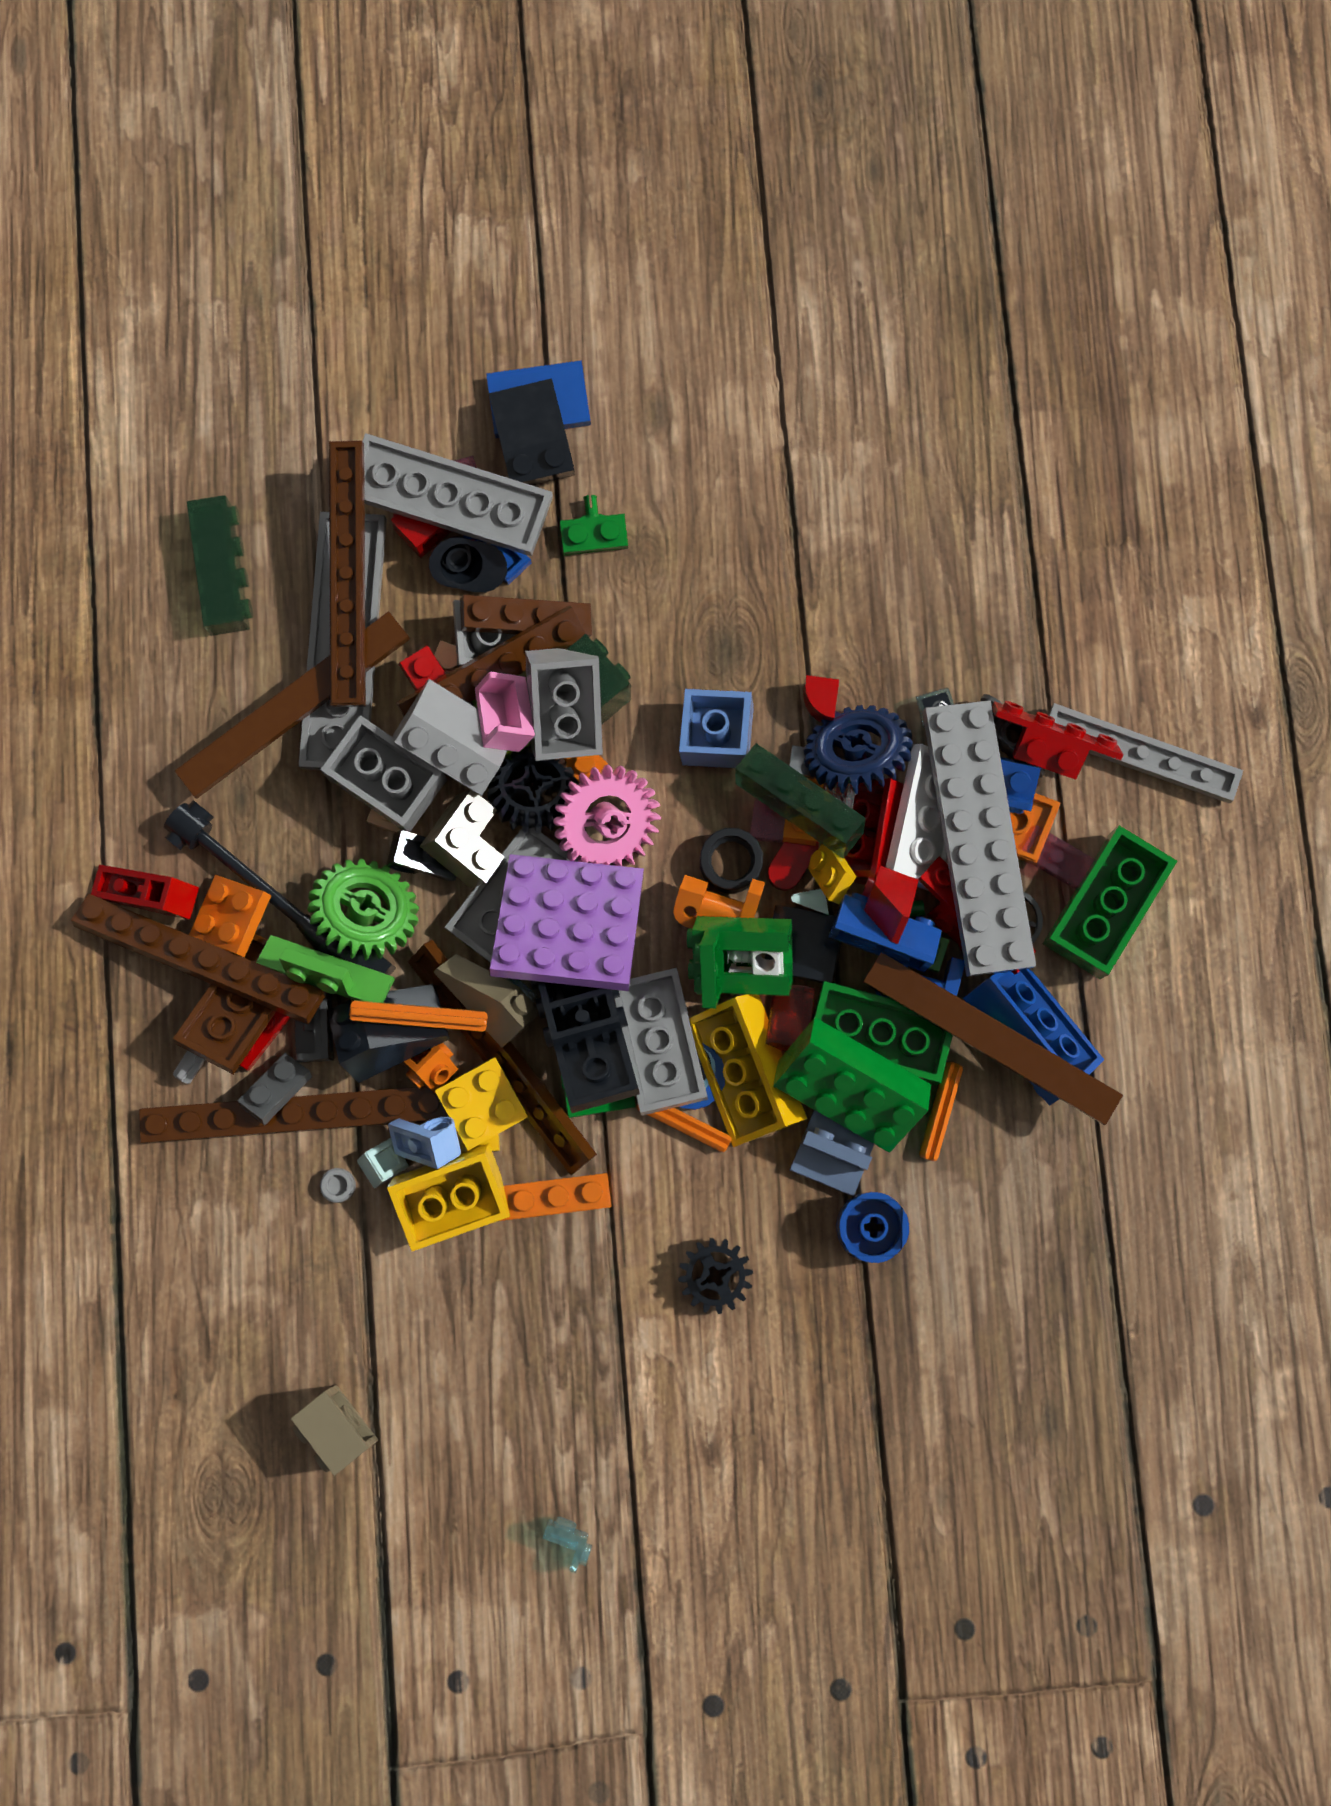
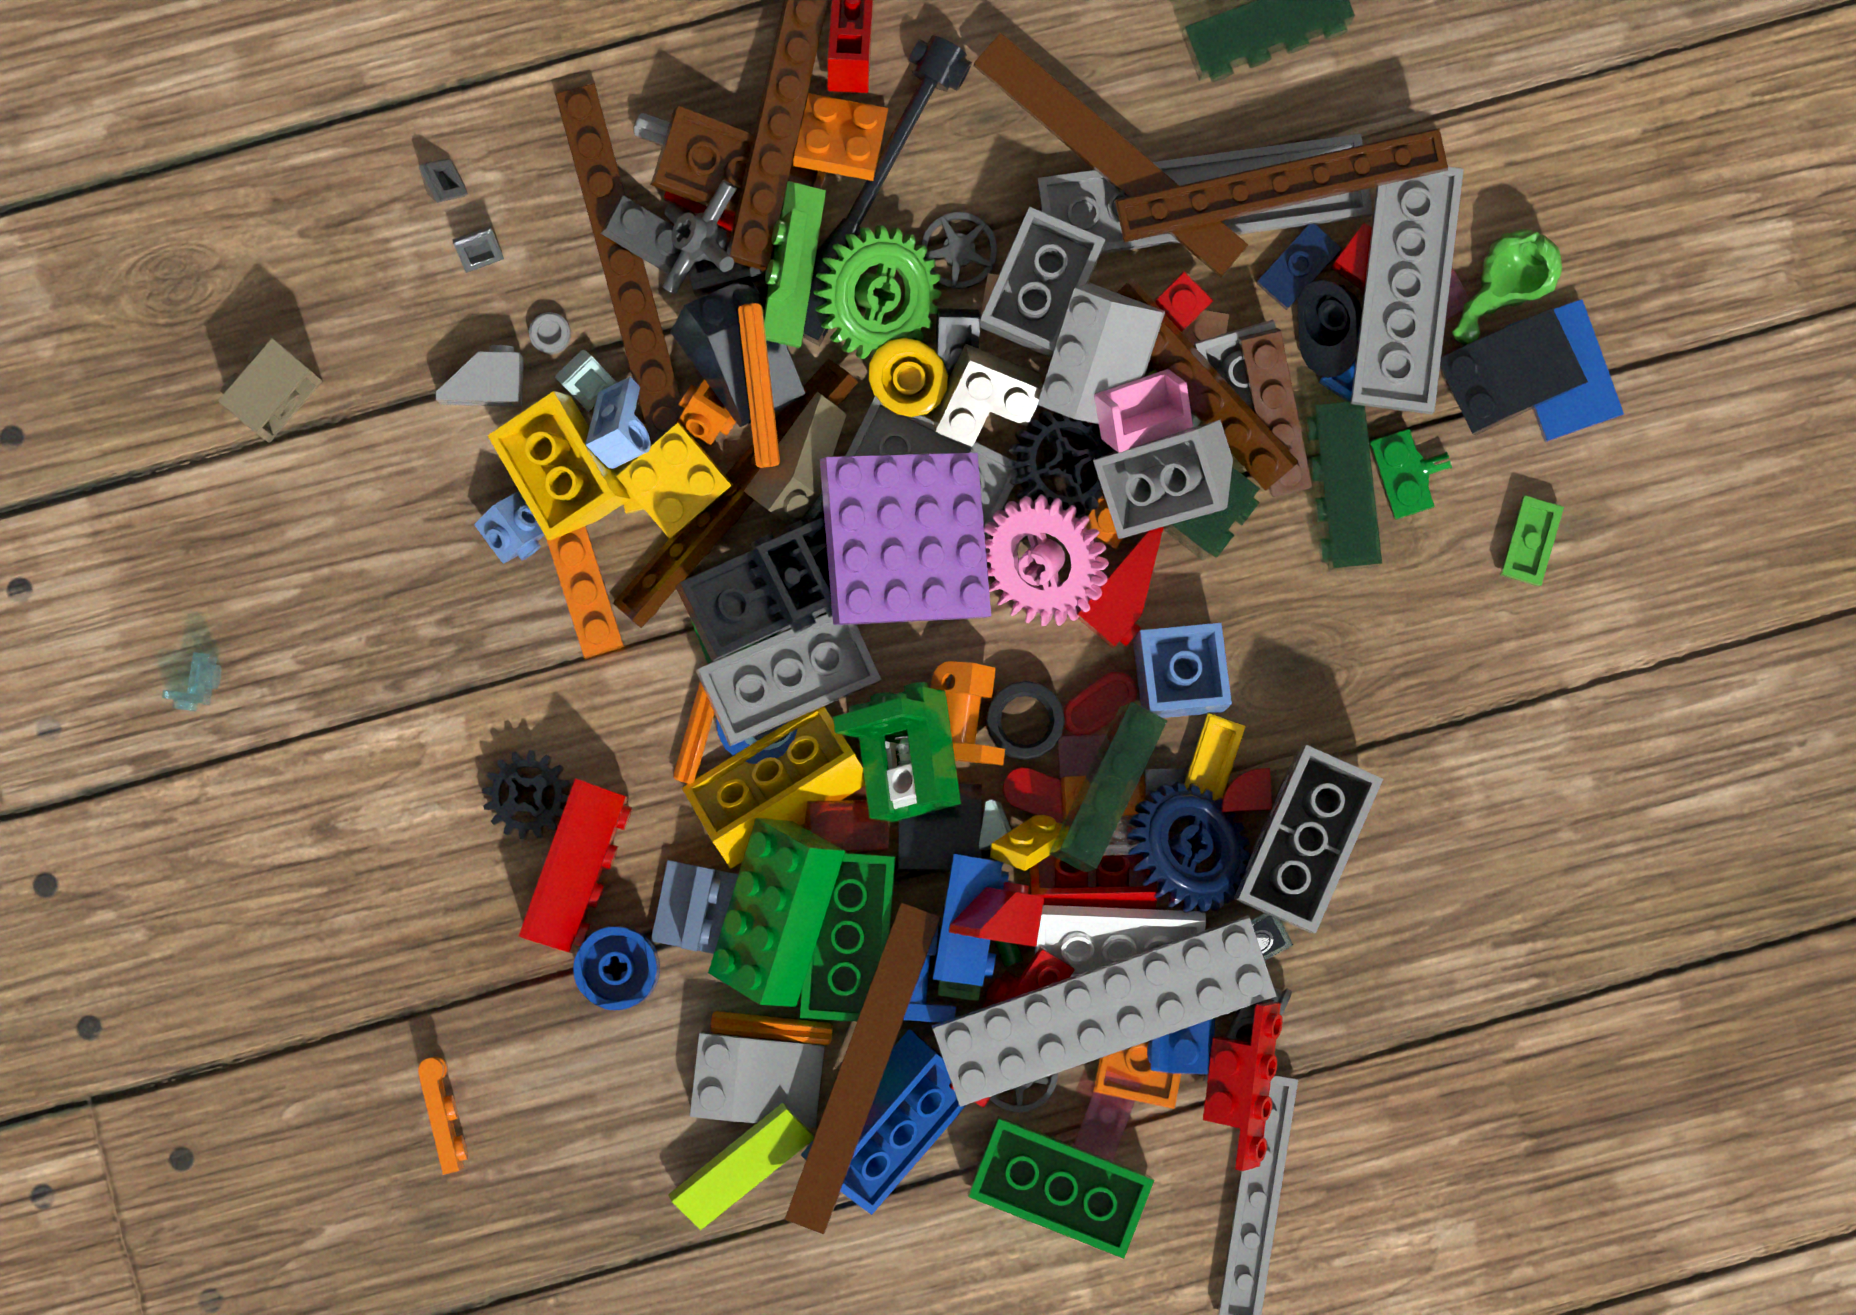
camera: 80 degrees right, 5 degrees up
(191, 1251) = (442, 180): none -> dark grey slope
(255, 1231) = (478, 249): none -> dark grey slope
(285, 1043) = (699, 237): none -> dark grey bar
(342, 840) = (960, 249): none -> dark grey wheel
(365, 1244) = (486, 380): none -> light grey slope
(413, 580) = (1299, 265): none -> dark blue plate
(437, 898) = (908, 377): none -> yellow hat
(453, 416) = (1516, 270): none -> bright green hair
(493, 1246) = (510, 529): none -> medium blue brick
(595, 577) = (1345, 486): none -> clear green brick
(649, 761) = (1124, 594): none -> red slope
(665, 447) = (1531, 541): none -> bright green plate
(728, 800) = (1098, 703): none -> red tile
(784, 1246) = (574, 867): none -> red slope
(786, 718) = (1215, 755): none -> yellow tile
(869, 652) = (1307, 838): none -> light grey brick
(965, 1397) = (441, 1113): none -> orange plate
(982, 1131) = (752, 1076): none -> light grey slope
(1050, 1156) = (741, 1166): none -> lime piece

